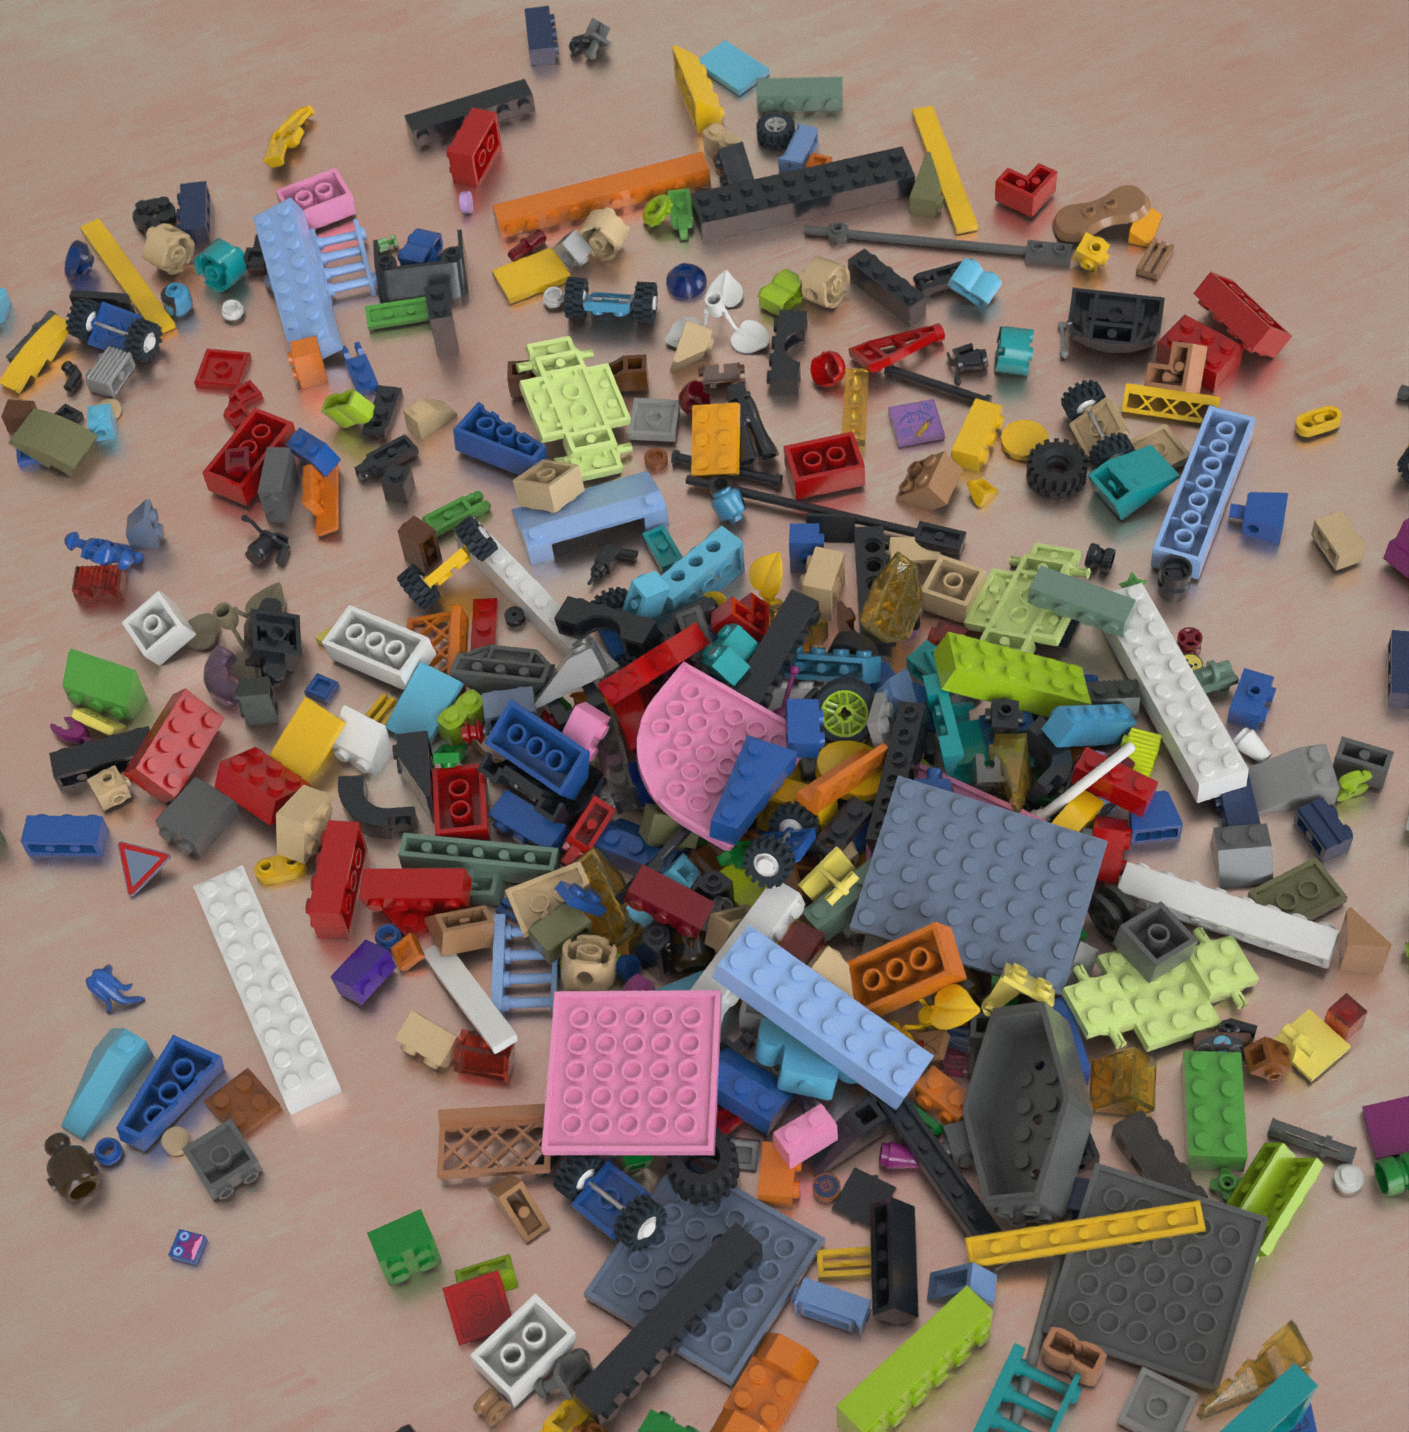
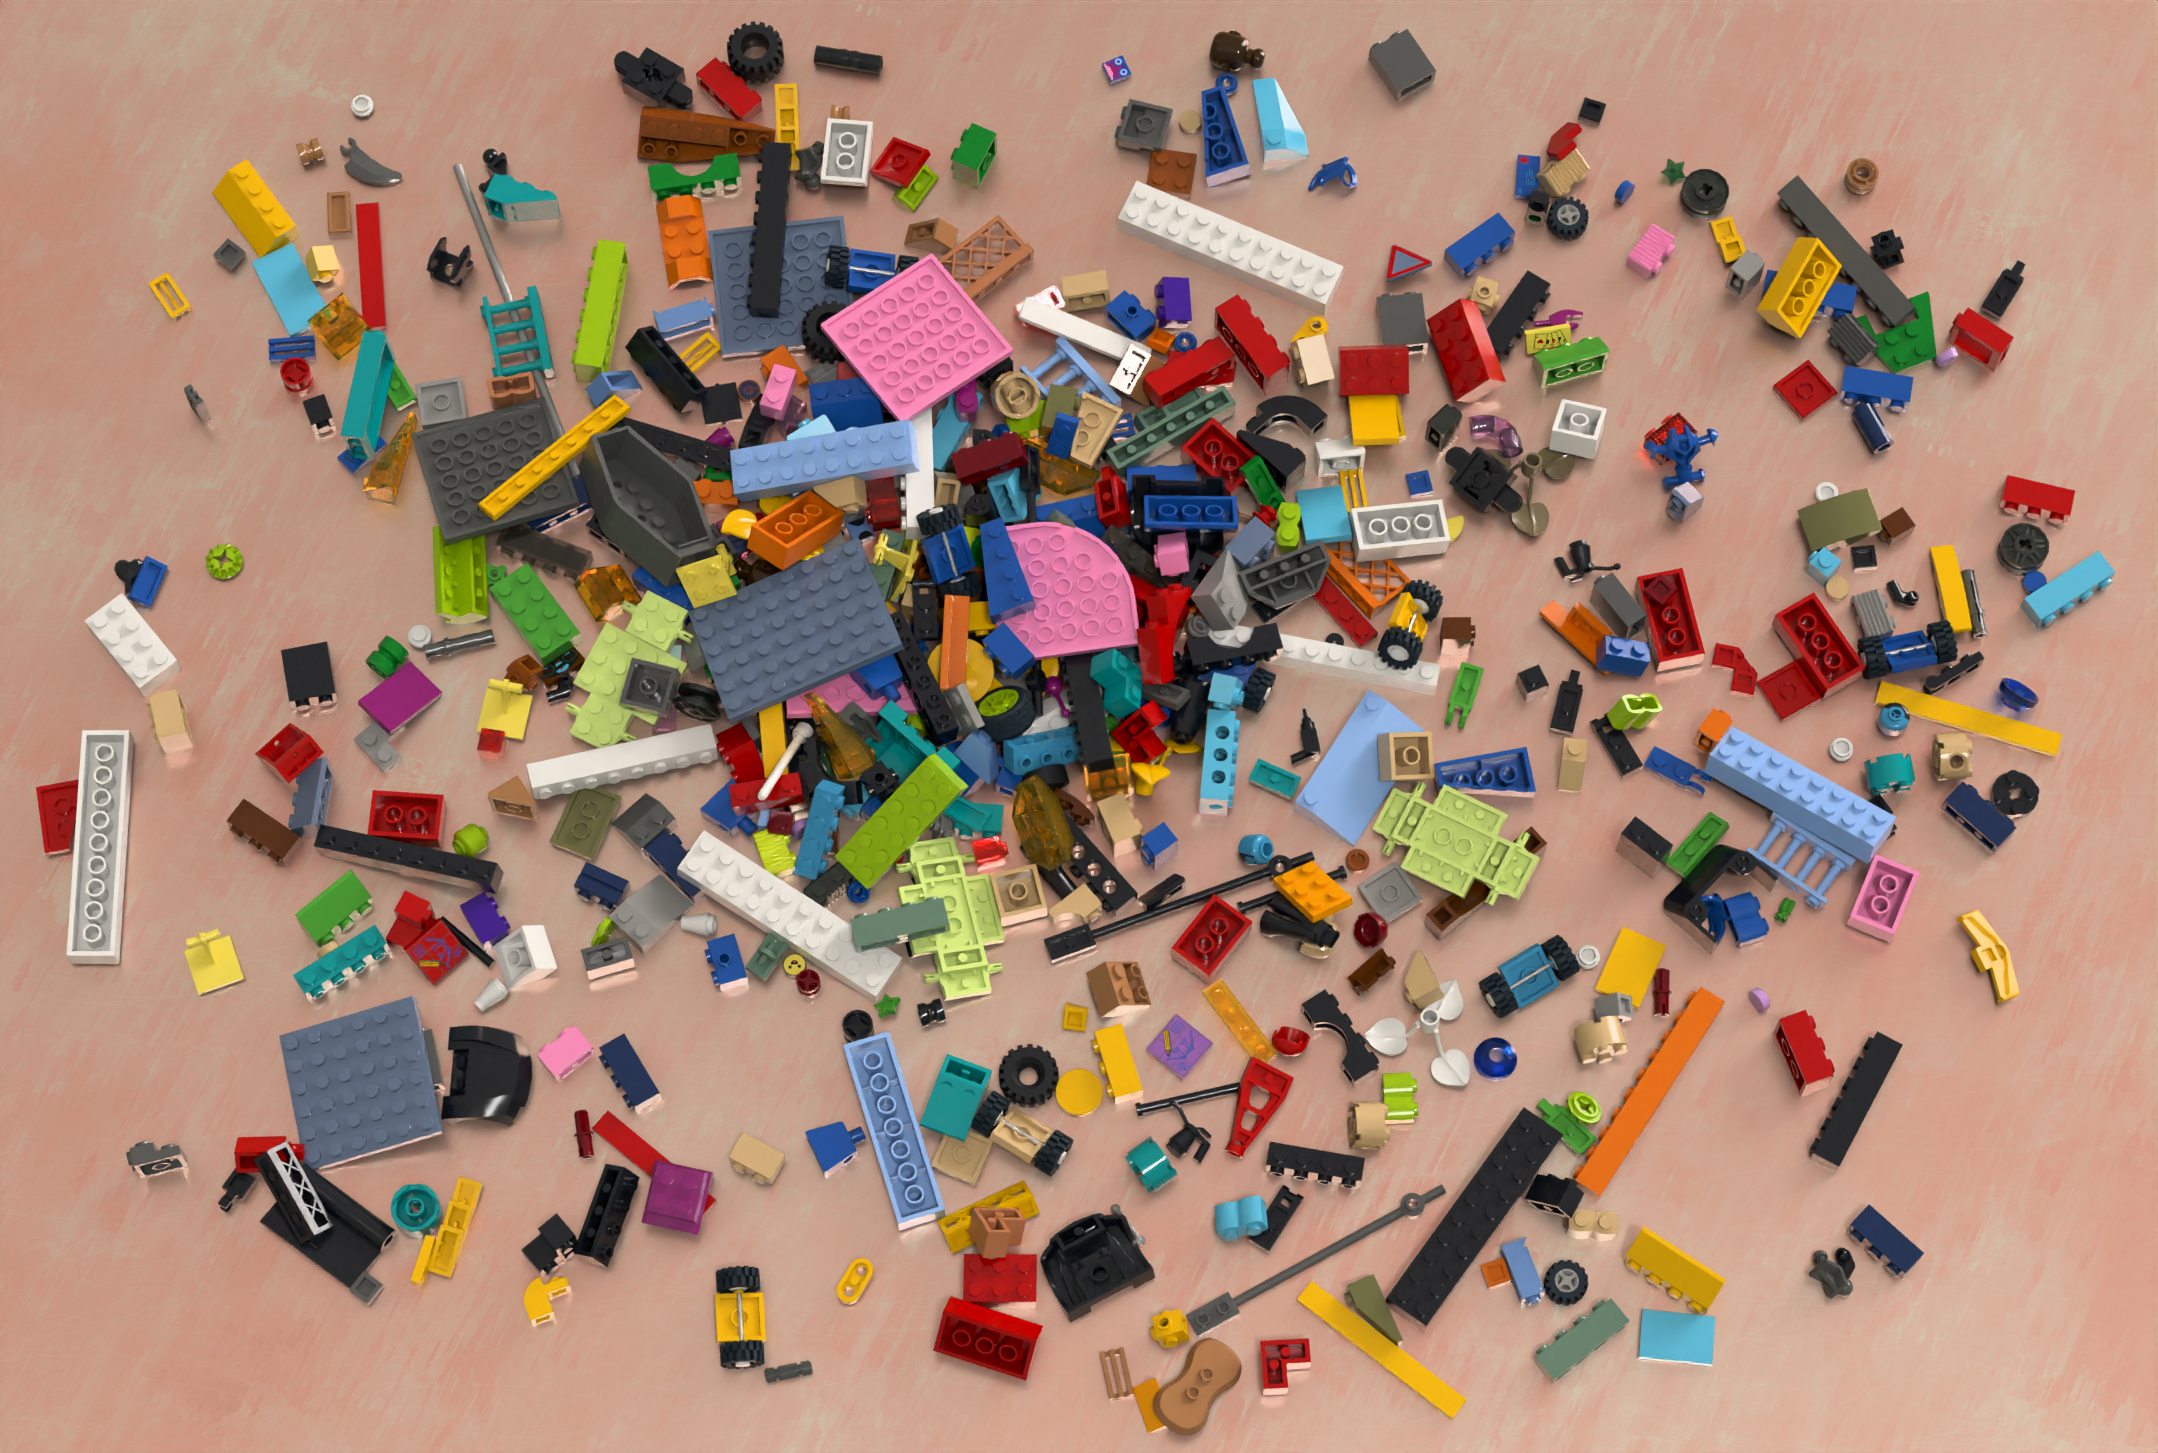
camera: 135 degrees right, 15 degrees up
(38, 475) = (1825, 491): none -> white tile
(169, 372) = (1818, 645): none -> red brick
(413, 988) = (1130, 317): none -> blue brick

